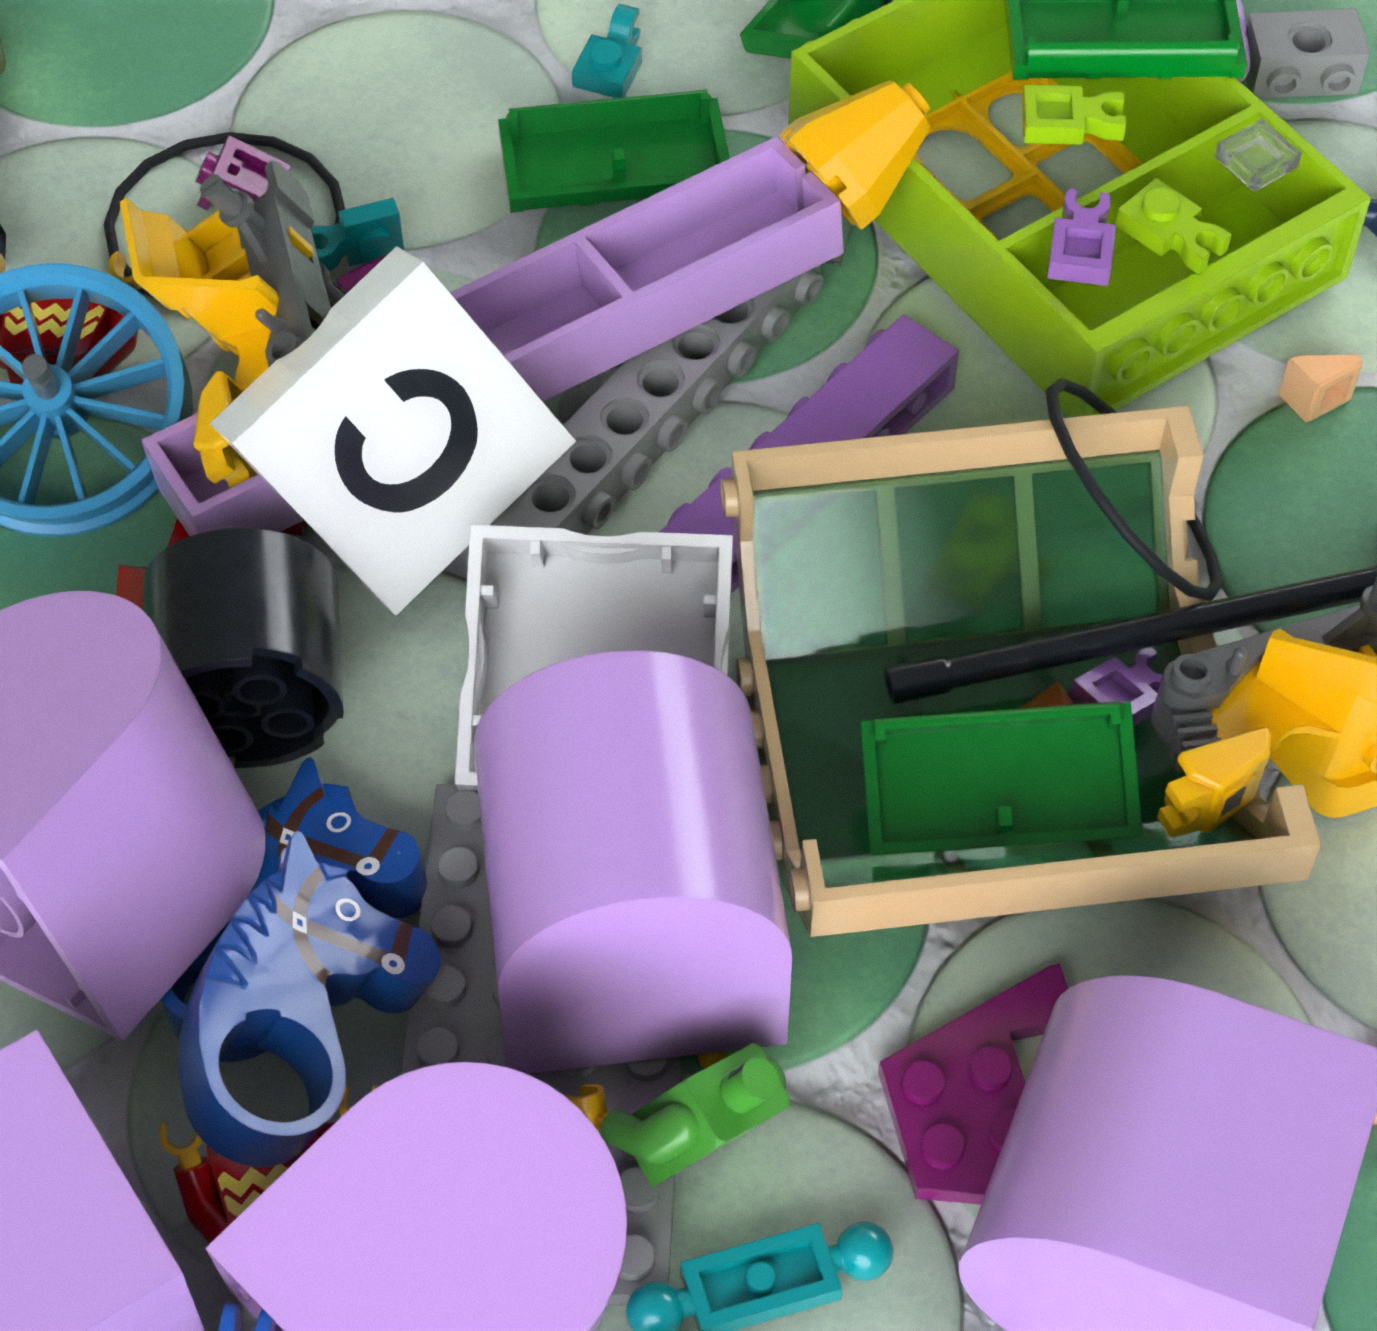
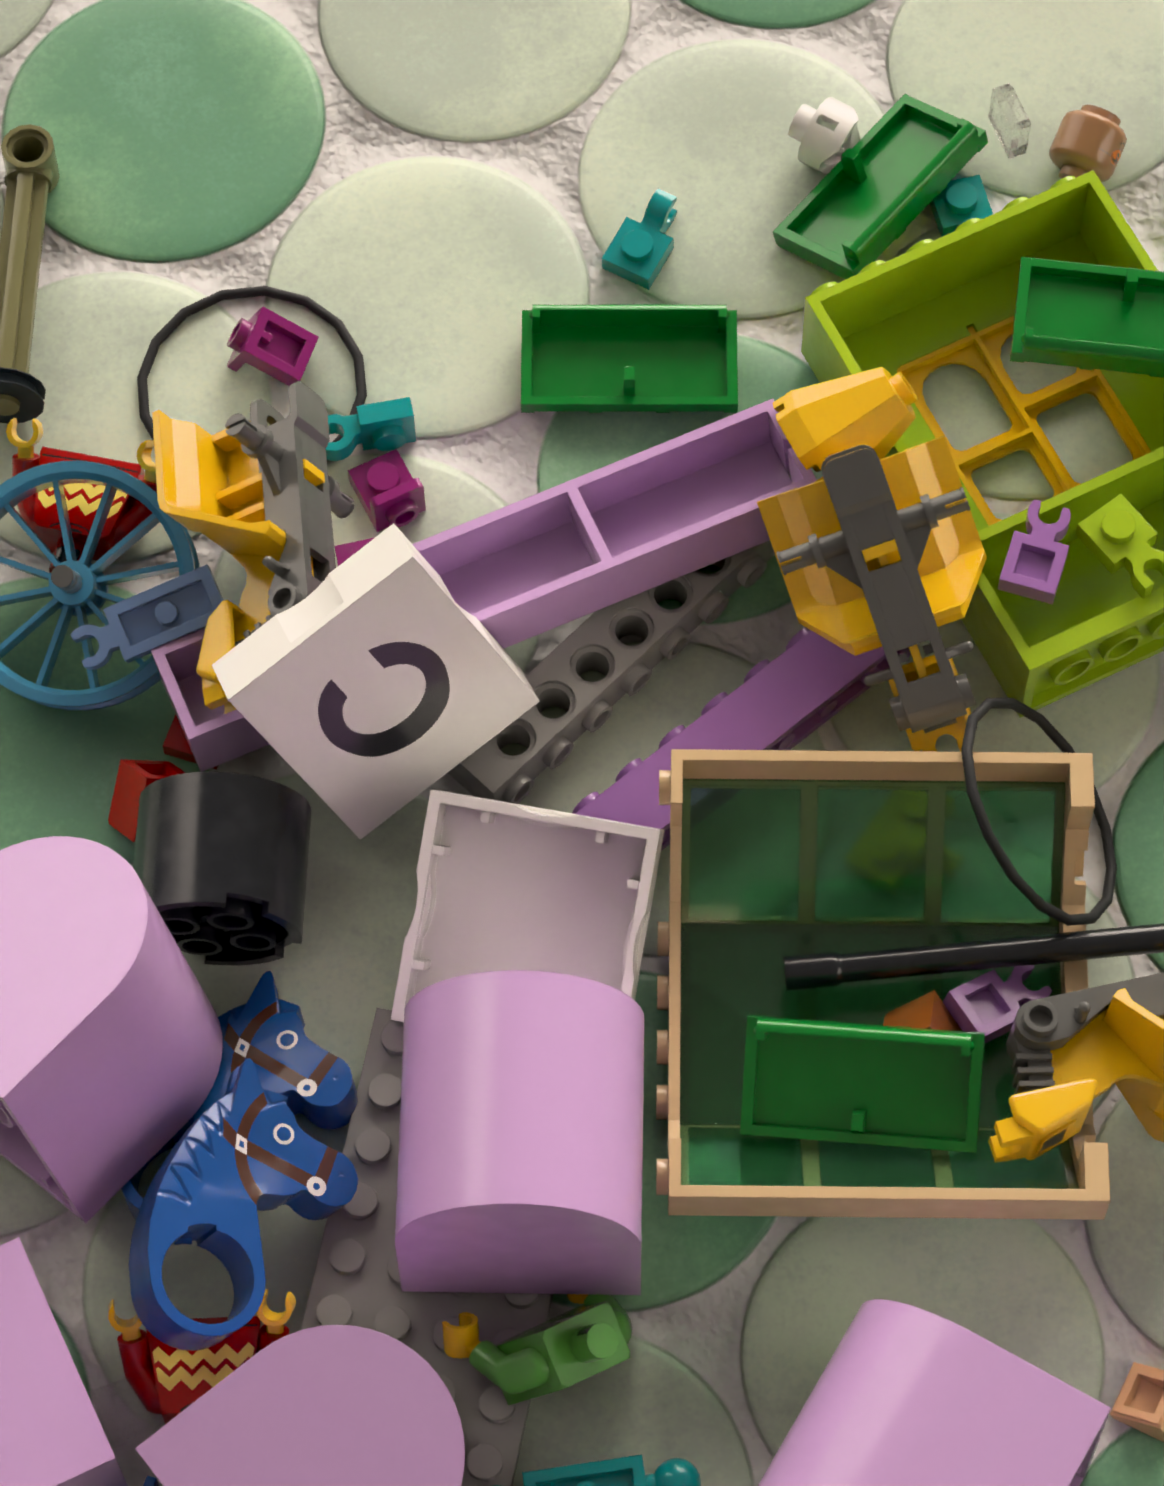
camera: 10 degrees right, 10 degrees up
(136, 410) = (153, 617): none -> medium blue plate
(925, 254) = (883, 562): none -> piece
(961, 1089) = (785, 1342): magenta wing -> none
(1063, 115) = (1045, 411): lime plate -> none

